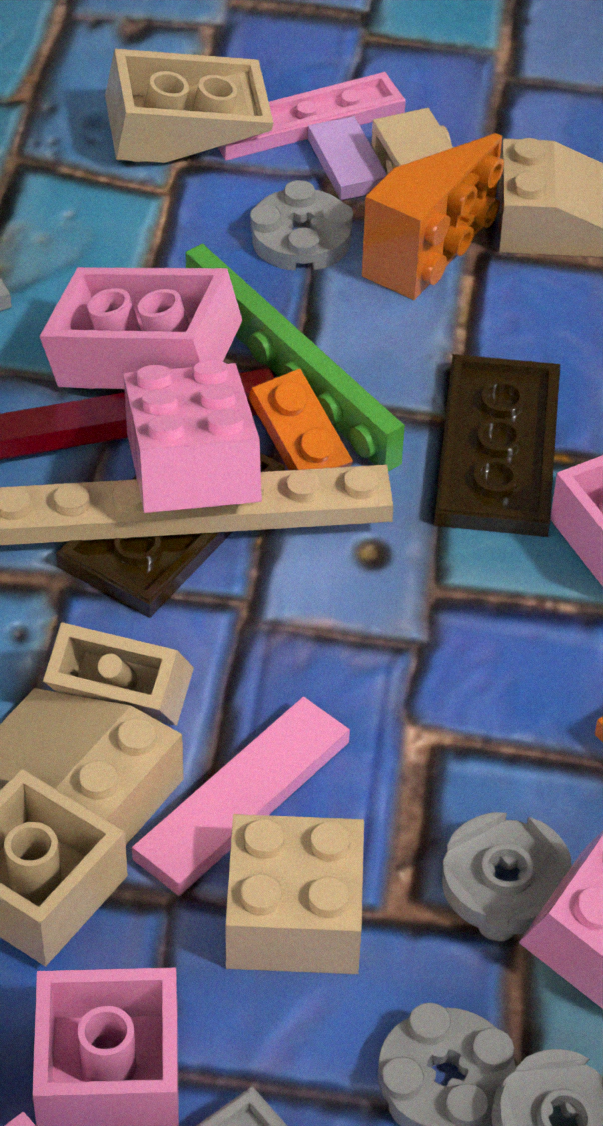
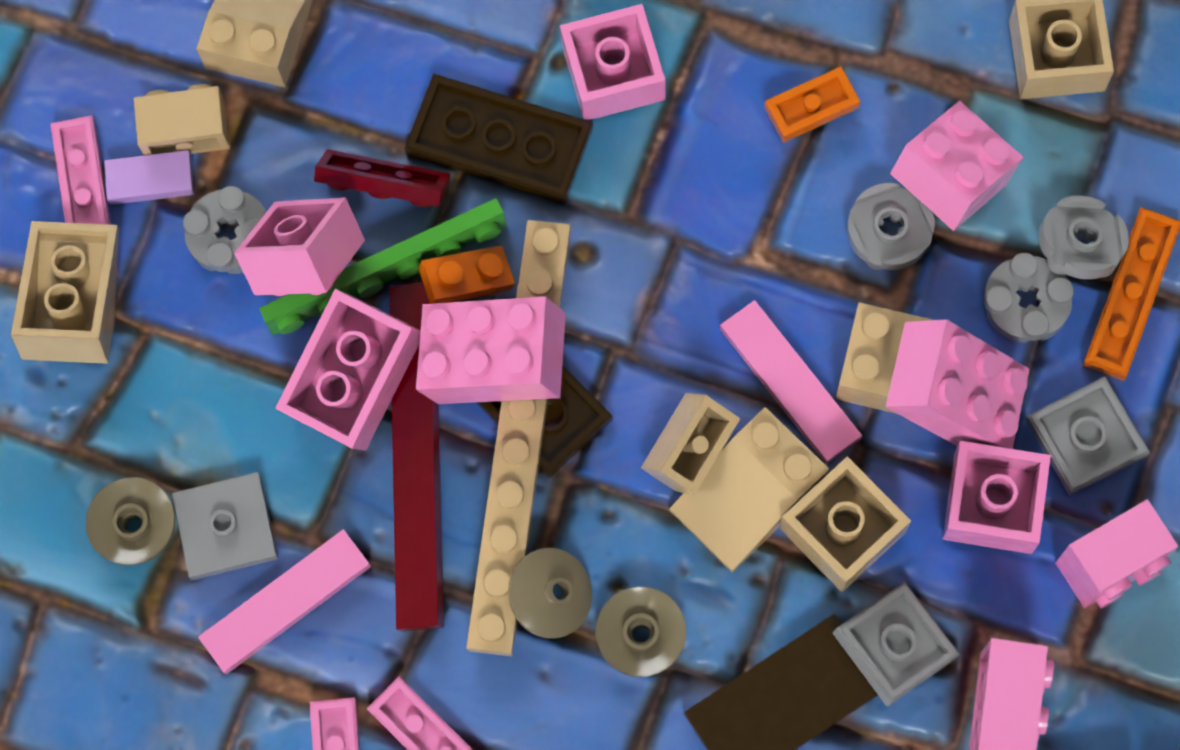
camera: 70 degrees left, 25 degrees up
(256, 952) = (957, 385): none -> bright pink brick
(281, 255) = (300, 247): none -> bright pink brick
(405, 338) = (382, 178): none -> dark red plate
(429, 214) = (277, 137): orange slope -> none

